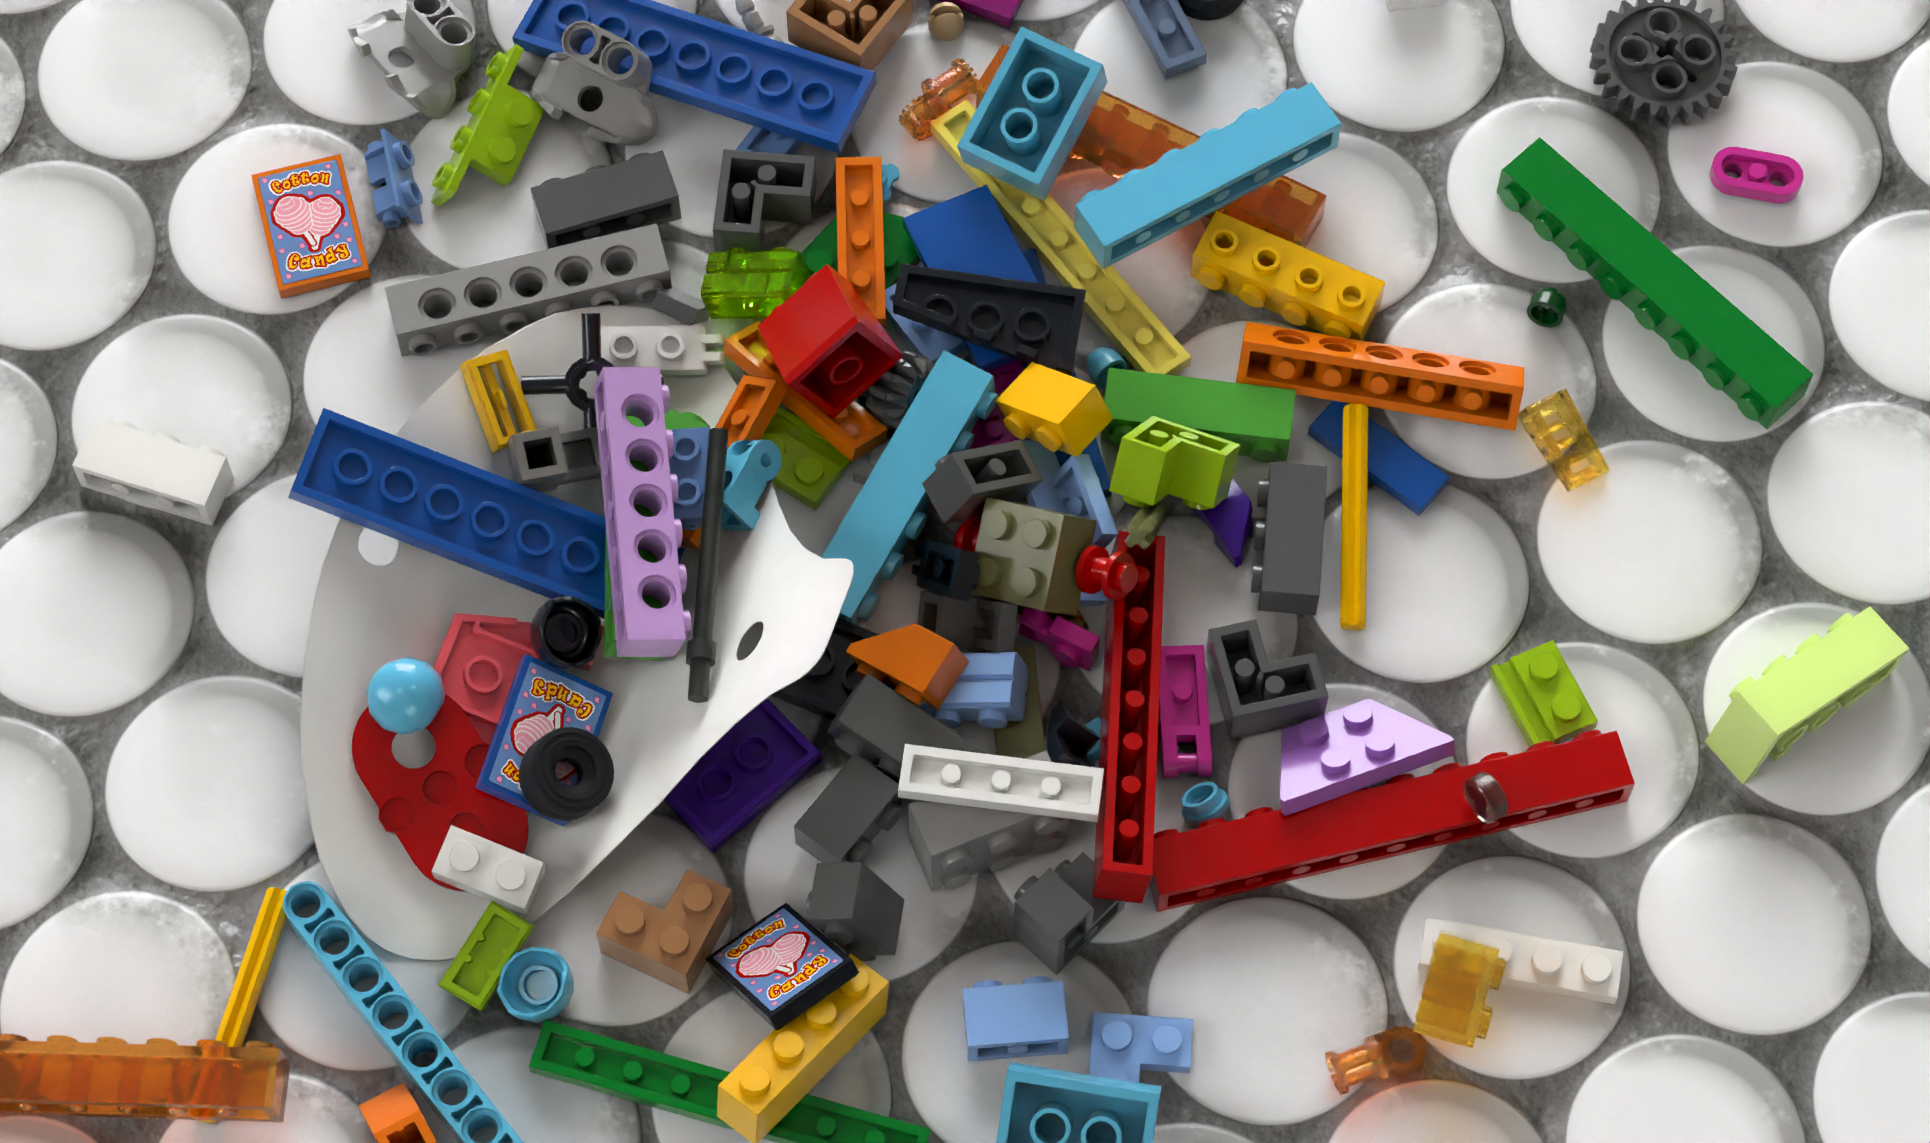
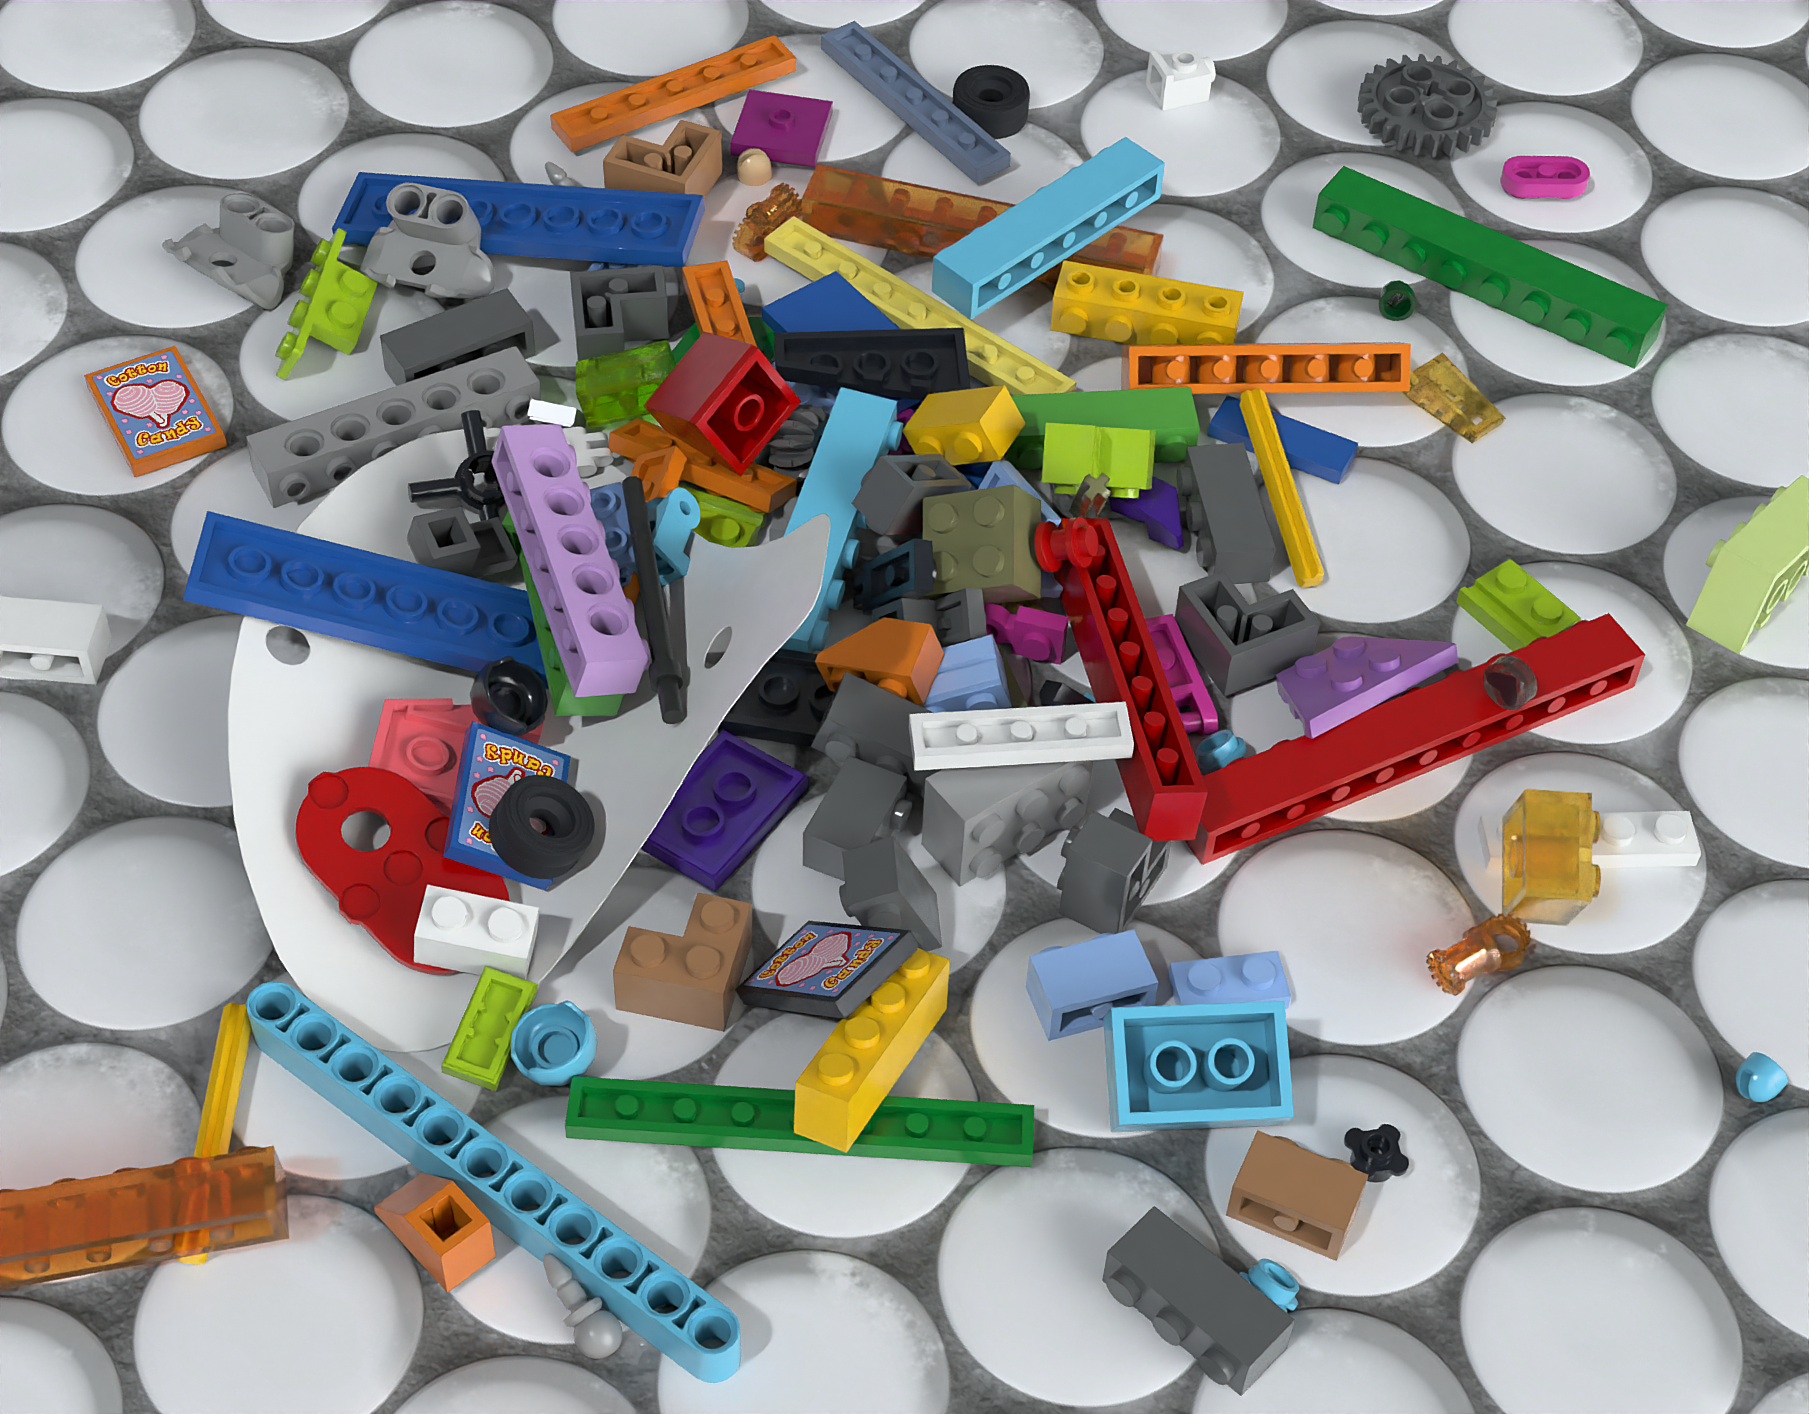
camera: 15 degrees left, 15 degrees down
(392, 163) = (234, 365): medium blue hinge -> none
(405, 695) = (347, 773): medium azure hair -> none
(483, 405) = (383, 508): yellow tile -> none
(1032, 113) = (867, 199): medium azure brick -> none

